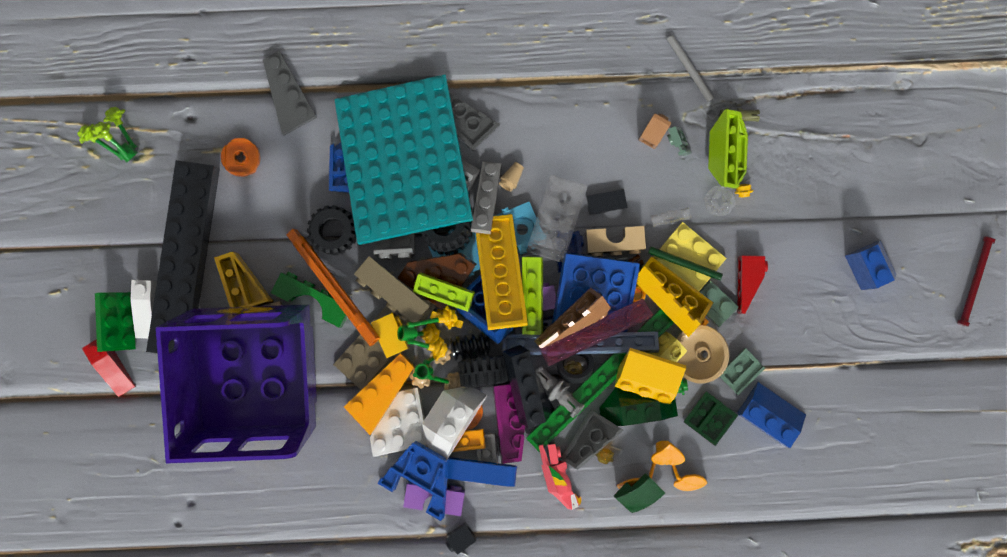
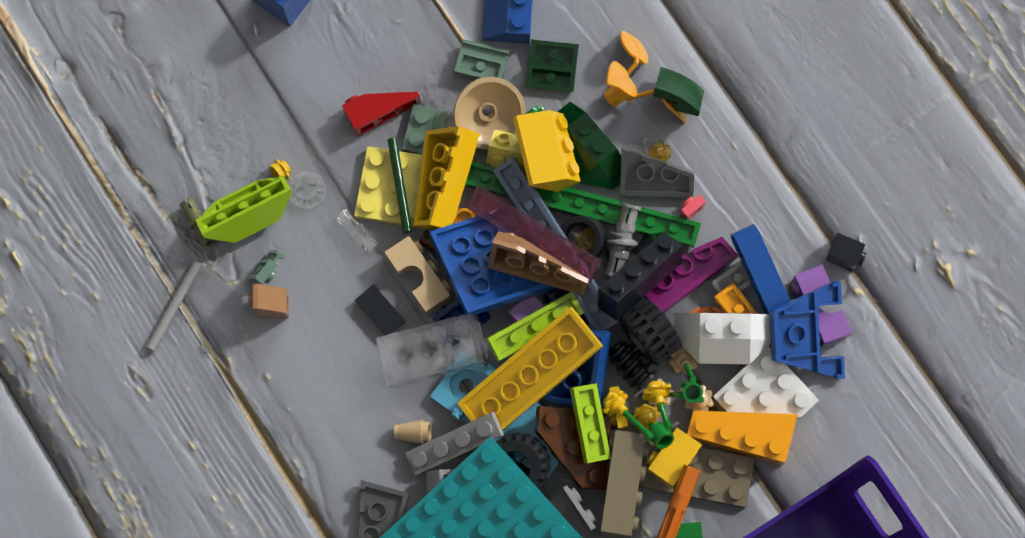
camera: 115 degrees left, 10 degrees down
(558, 481) = (719, 184): coral animal -> none

